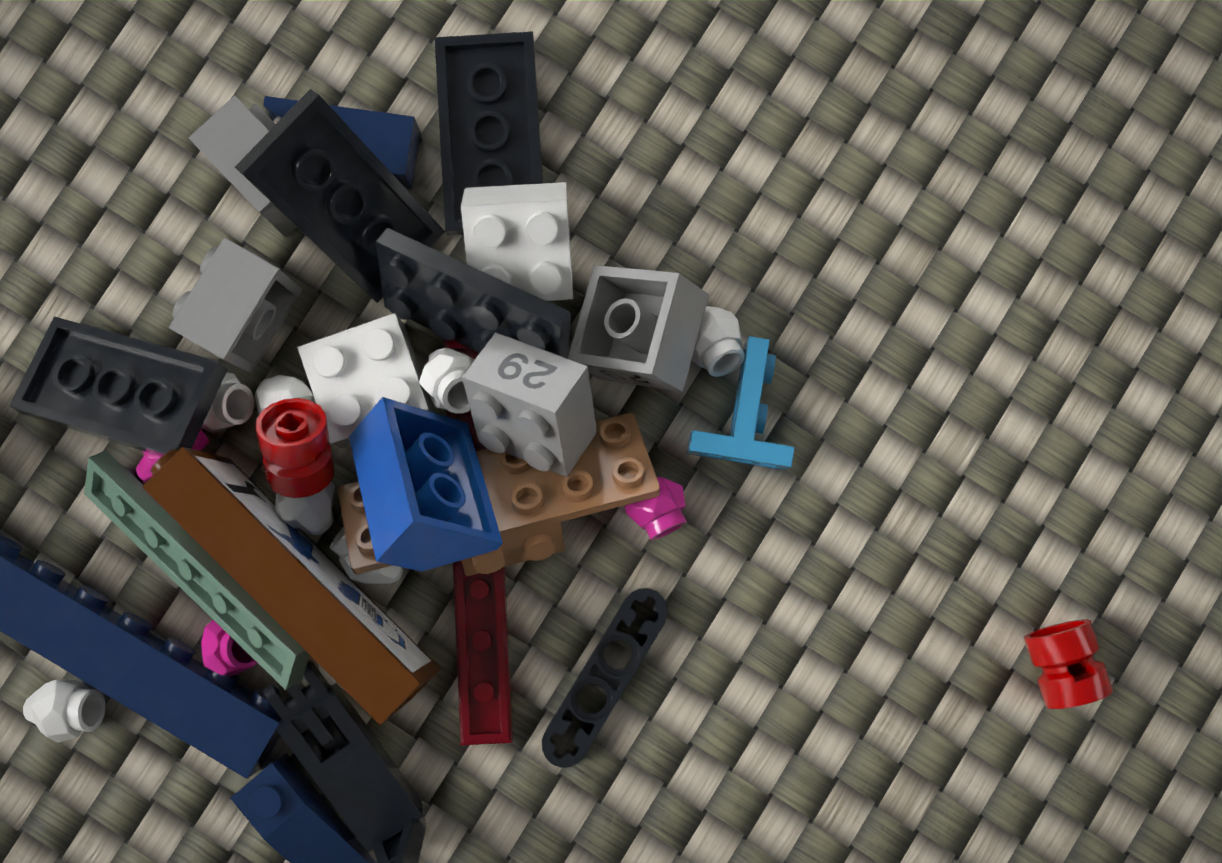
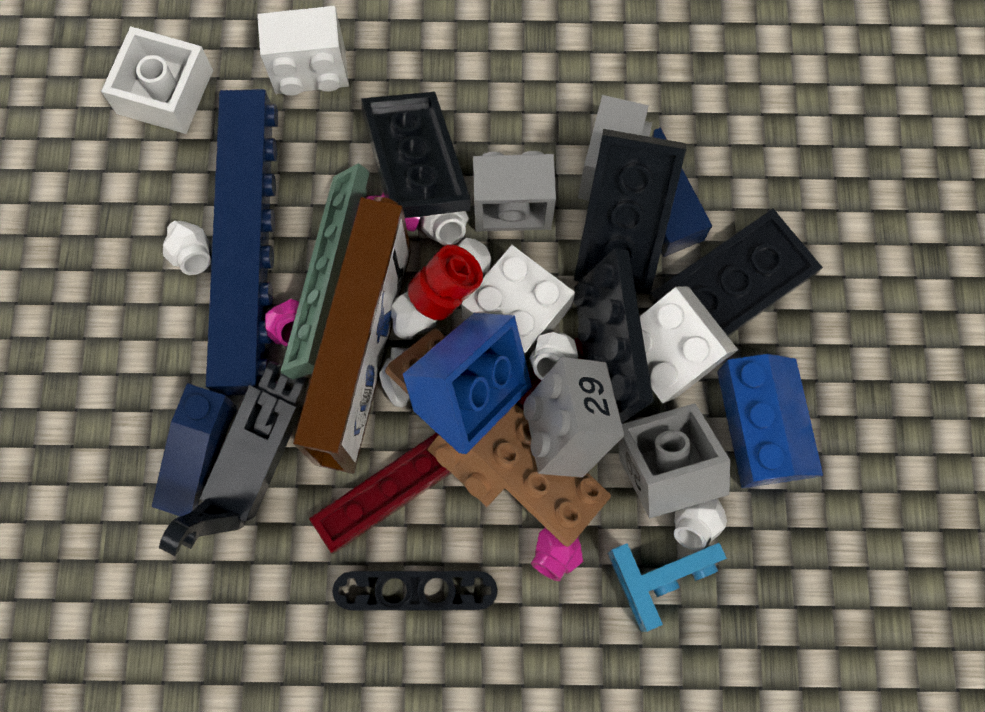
camera: 60 degrees right, 10 degrees down
(656, 199) = (768, 420): none -> blue slope

